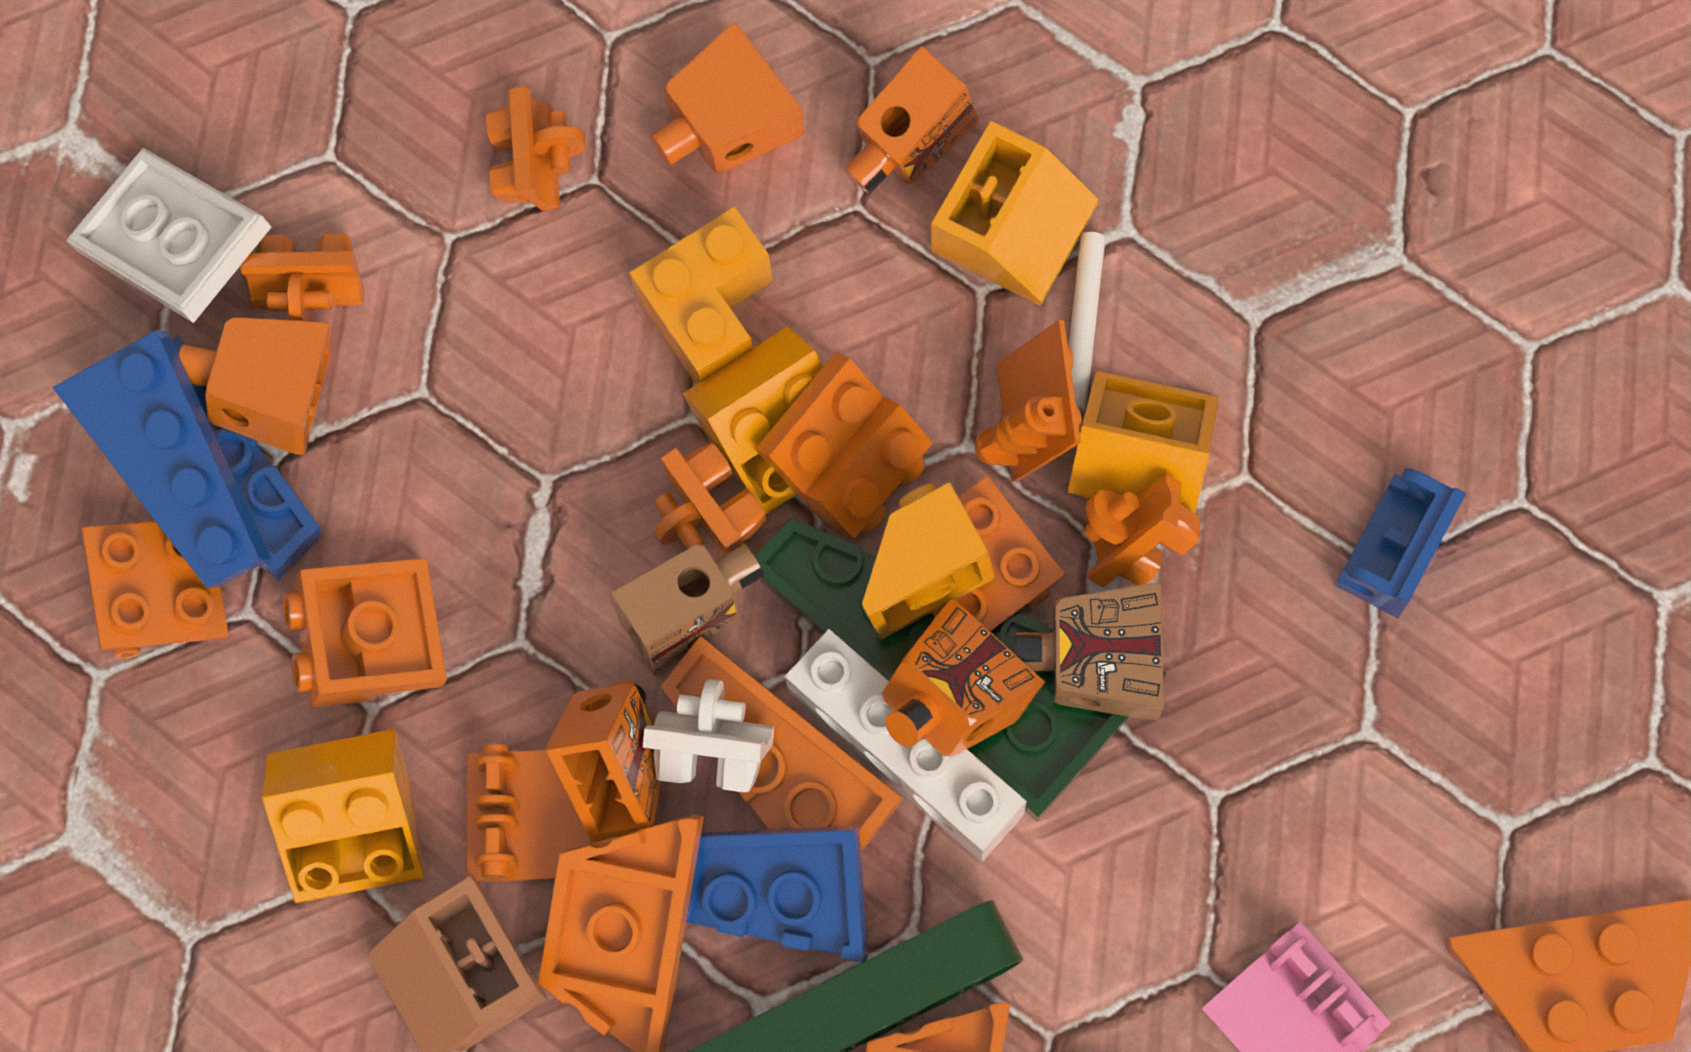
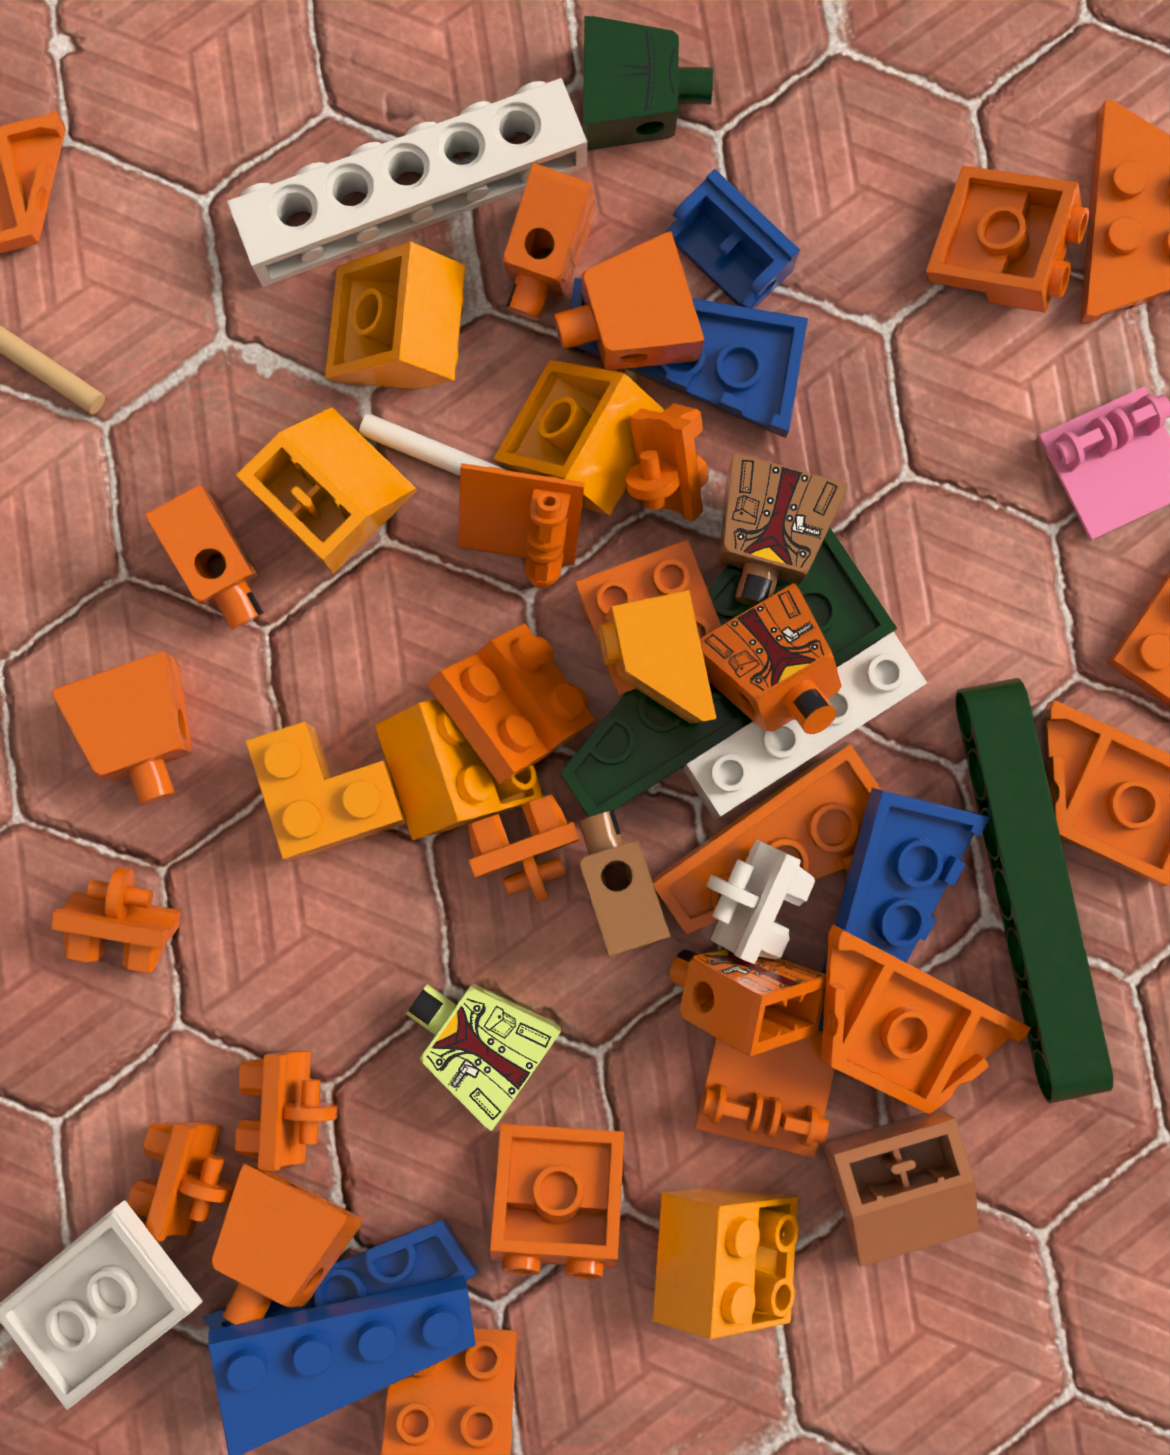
camera: 85 degrees left, 10 degrees up
(390, 352) = (288, 1109): none -> orange hips
(496, 520) = (482, 1047): none -> yellowish green torso
(1207, 235) = (396, 319): none -> light orange slope
(1277, 544) = (744, 366): none -> blue wing
(1287, 453) = (636, 309): none -> orange torso
(1334, 351) = (551, 217): none -> orange torso
(1357, 239) = (397, 209): none -> white brick
(1505, 827) = (1009, 237): none -> orange plate
(1536, 394) = (635, 83): none -> dark green torso

